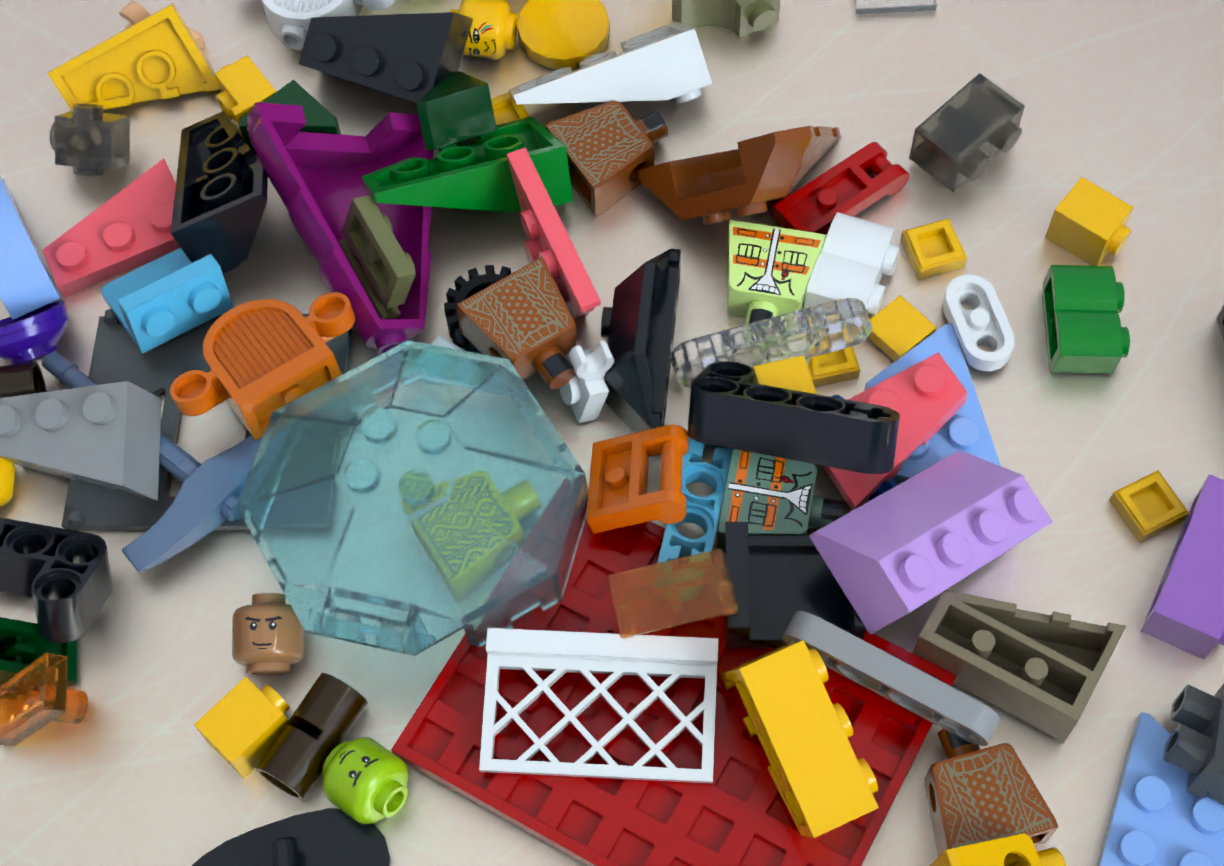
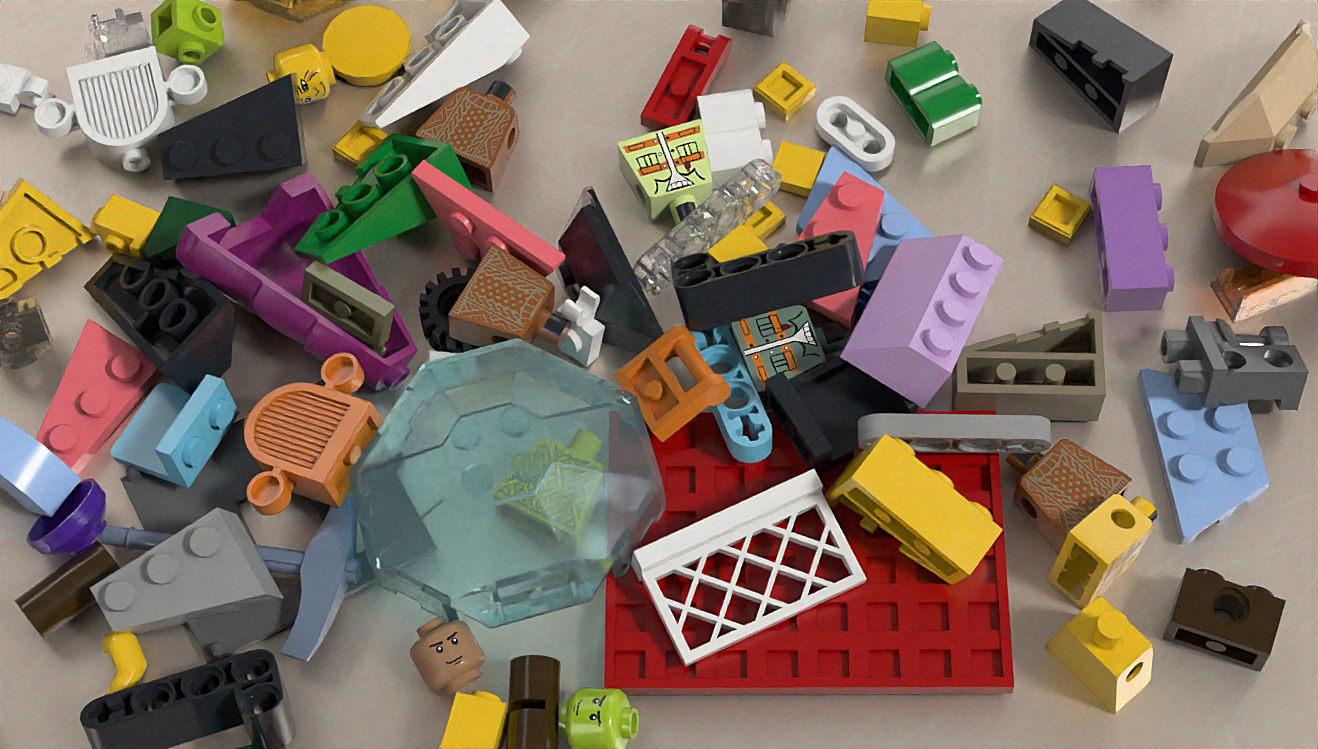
camera: 30 degrees left, 0 degrees up
(455, 111) = (334, 155): dark green slope -> none
(673, 593) = (763, 451): clear orange hinge -> none
(739, 178) = (599, 105): dark orange wedge -> none

